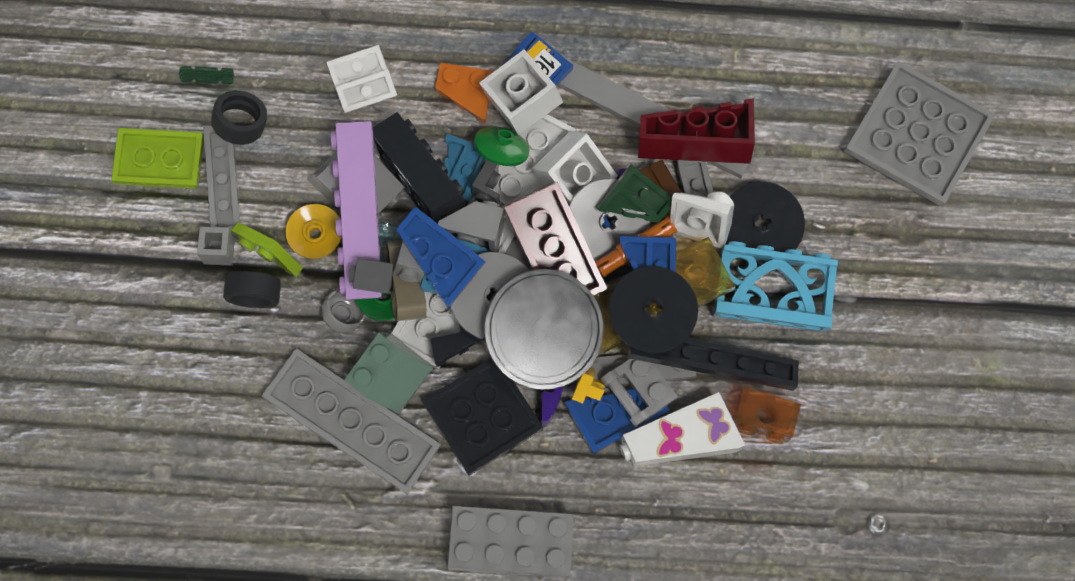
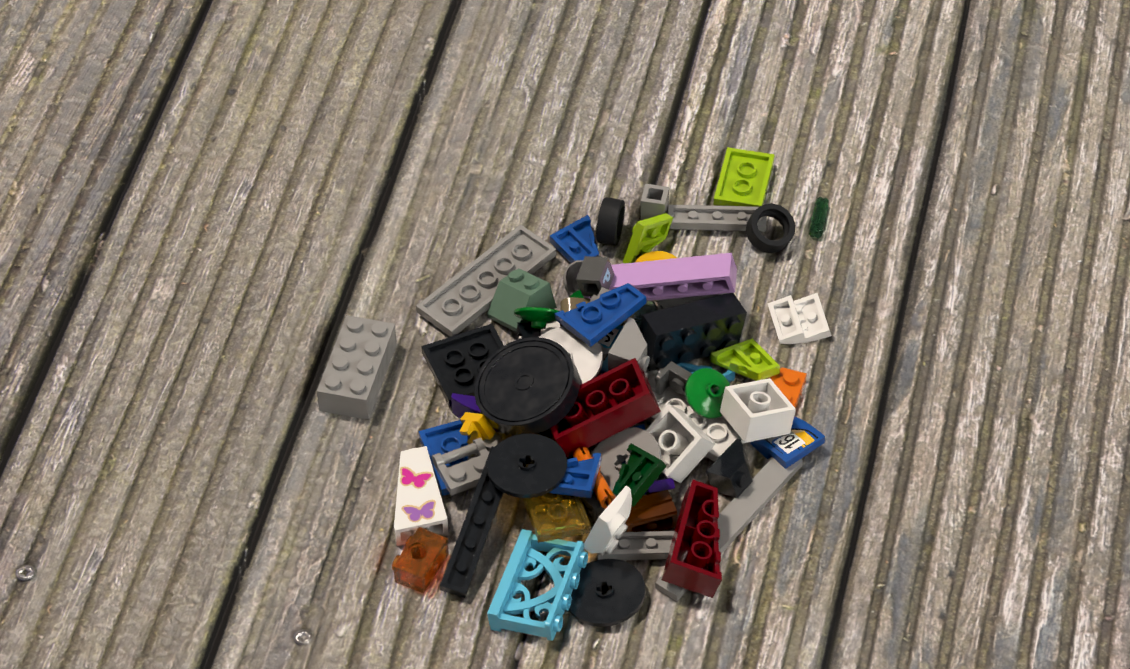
camera: 105 degrees right, 25 degrees down
(280, 327) = (576, 240): none -> blue wing
(429, 335) = (536, 316): none -> green dish
(436, 119) = (747, 360): none -> lime wing
(591, 115) = (731, 471): none -> black slope

